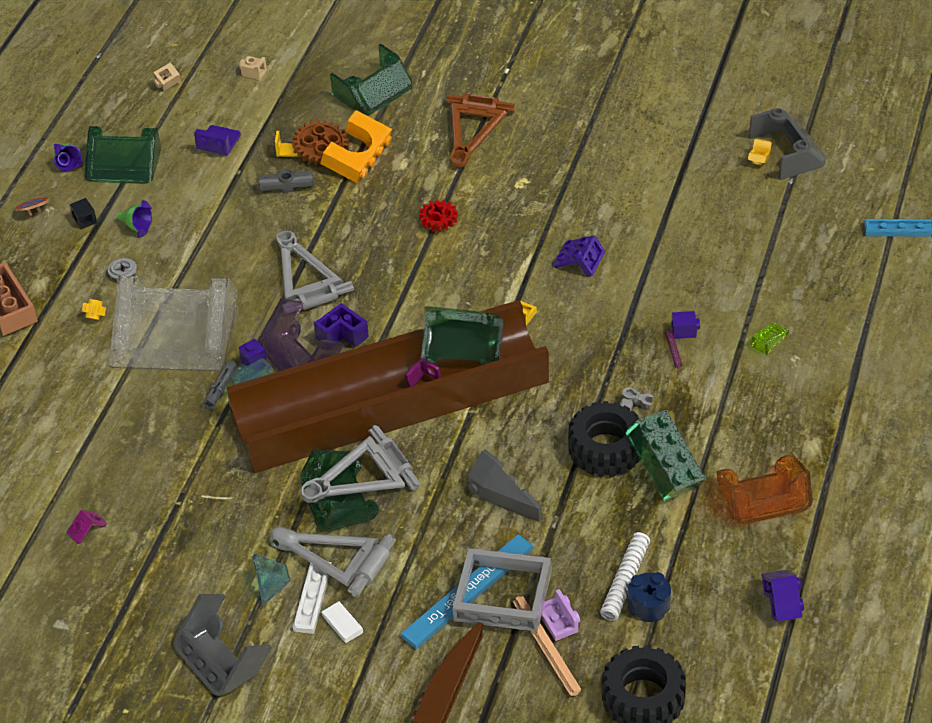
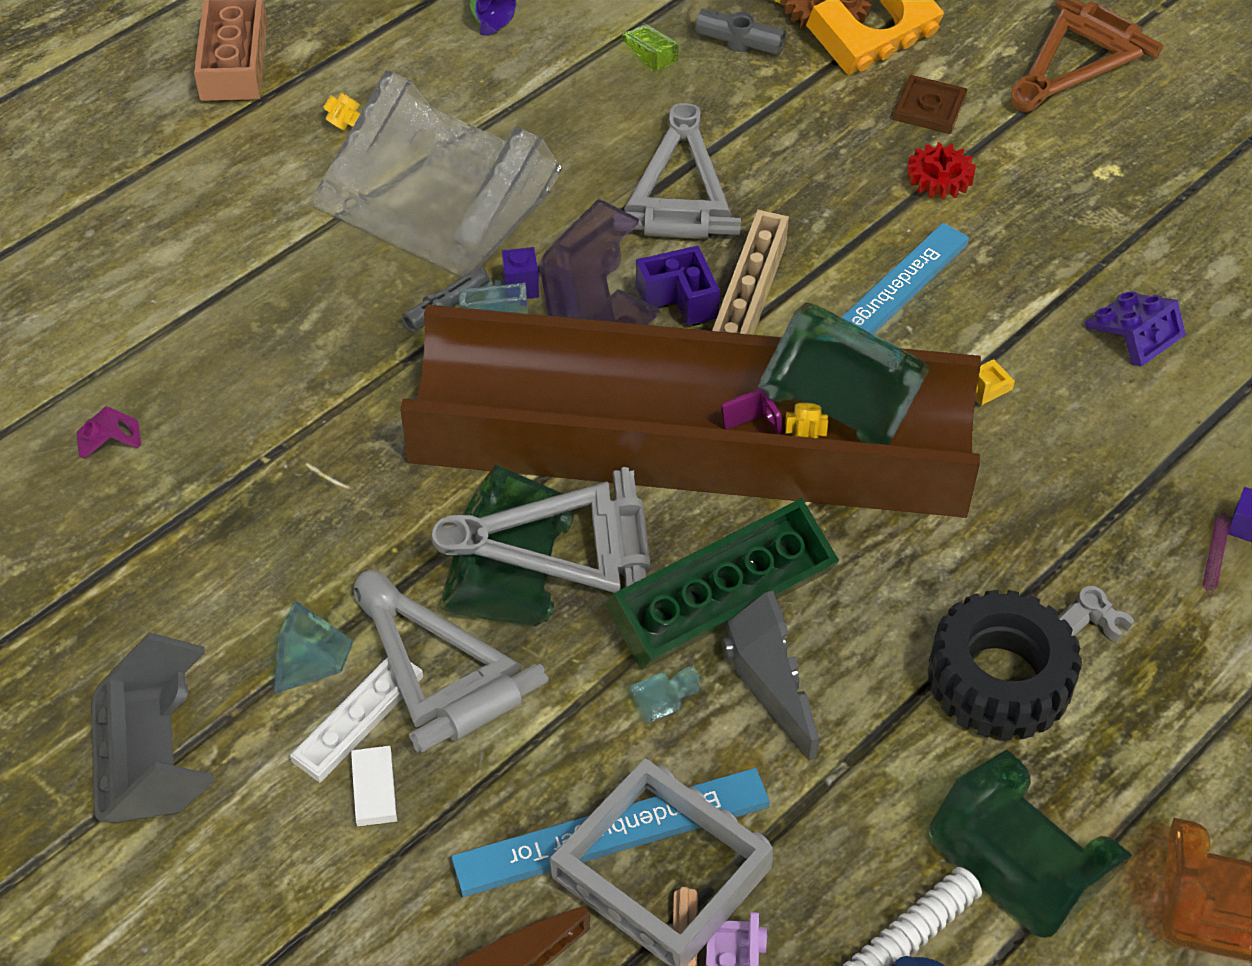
camera: 25 degrees right, 5 degrees up
(128, 265) = (417, 64): light grey gear -> none
(245, 207) = (652, 46): none -> clear neon green slope
(376, 306) = (753, 274): none -> tan brick
(410, 182) = (930, 104): none -> reddish brown tile
(451, 366) = (806, 421): none -> yellow gear
(452, 523) = (662, 696): none -> clear light blue plate
(453, 275) = (907, 278): none -> dark azure tile
(453, 459) = (719, 582): none -> dark green brick
(658, 519) = (1019, 851): none -> clear green windscreen
(665, 454) = (1090, 746): clear green brick -> none

